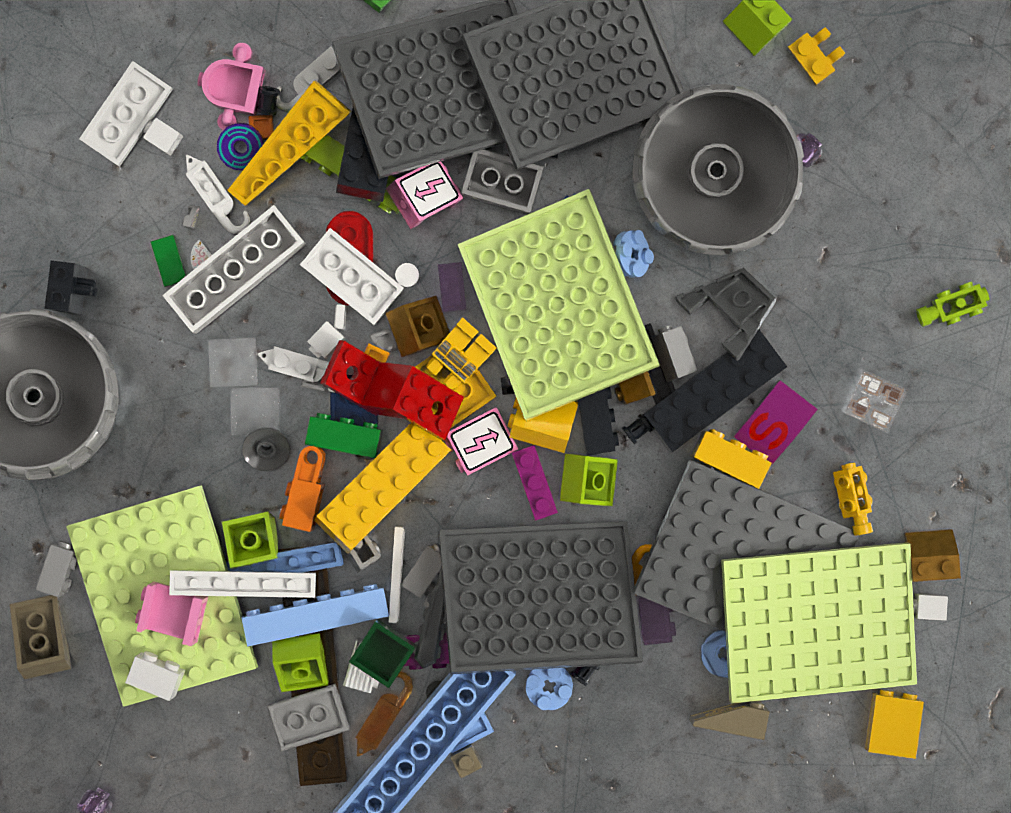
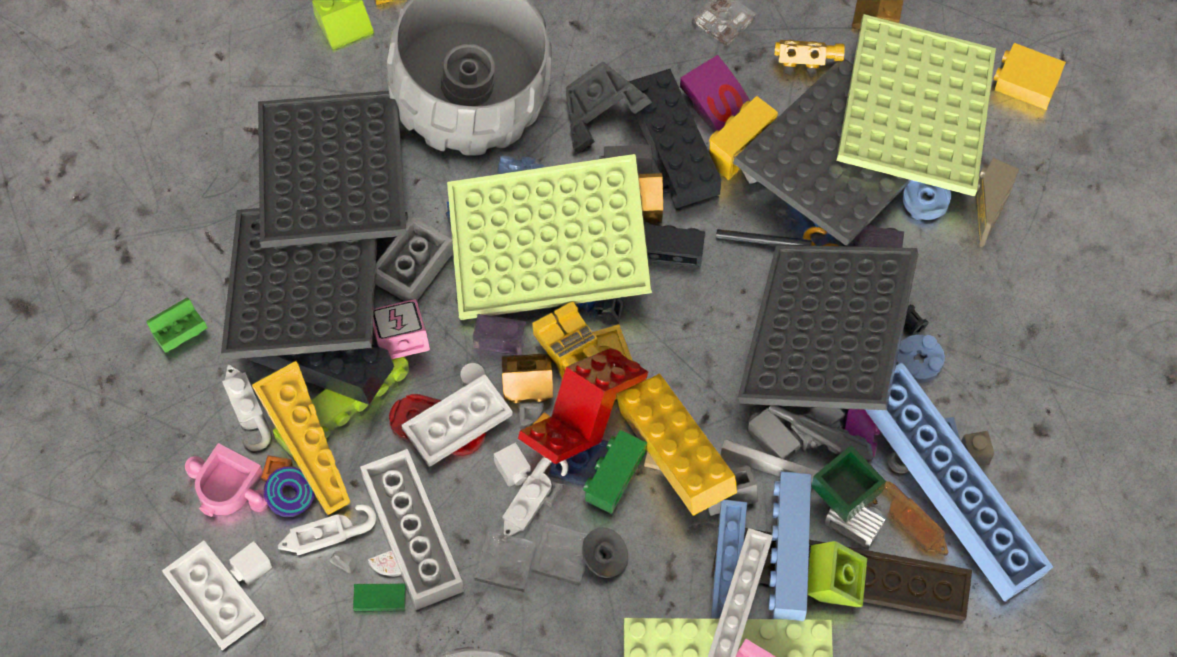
camera: 75 degrees left, 25 degrees down
(251, 539) = (694, 588): lime slope -> none
(268, 100) = (253, 451): black bush -> none
(304, 492) = (660, 521): orange brick -> none
(308, 717) = (895, 587): light grey tile -> none
(340, 317) = (492, 444): white tile -> none
(480, 441) = (661, 347): panel -> none
(534, 482) = (714, 313): magenta brick -> none
(546, 430) = (668, 280): yellow brick -> none
(588, 480) = (725, 268): lime slope -> none
(630, 508) = (761, 238): none -> black bar
(637, 429) = (695, 216): black bush -> none
(930, 606) = (927, 16): white brick -> none

